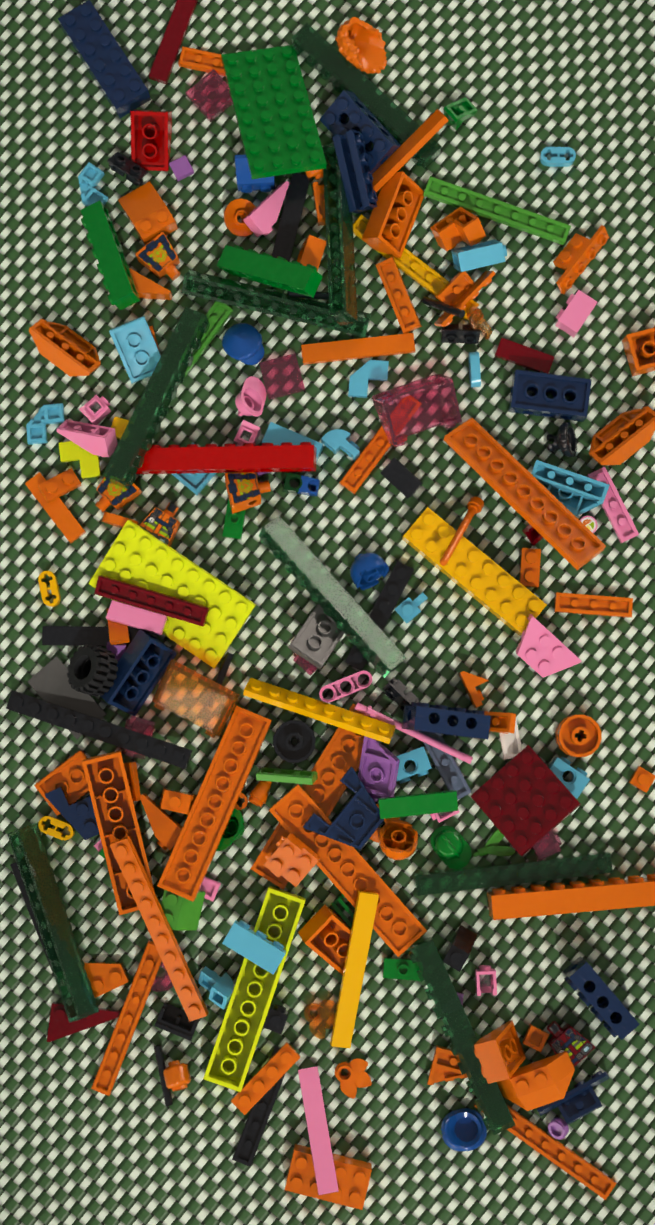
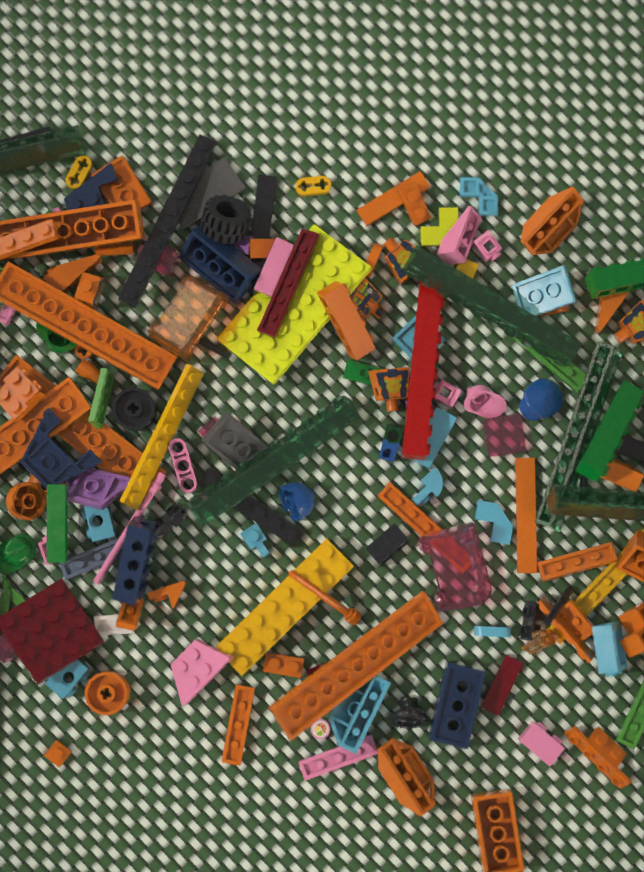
camera: 90 degrees right, 0 degrees up
(184, 538) = (346, 320): none -> orange brick

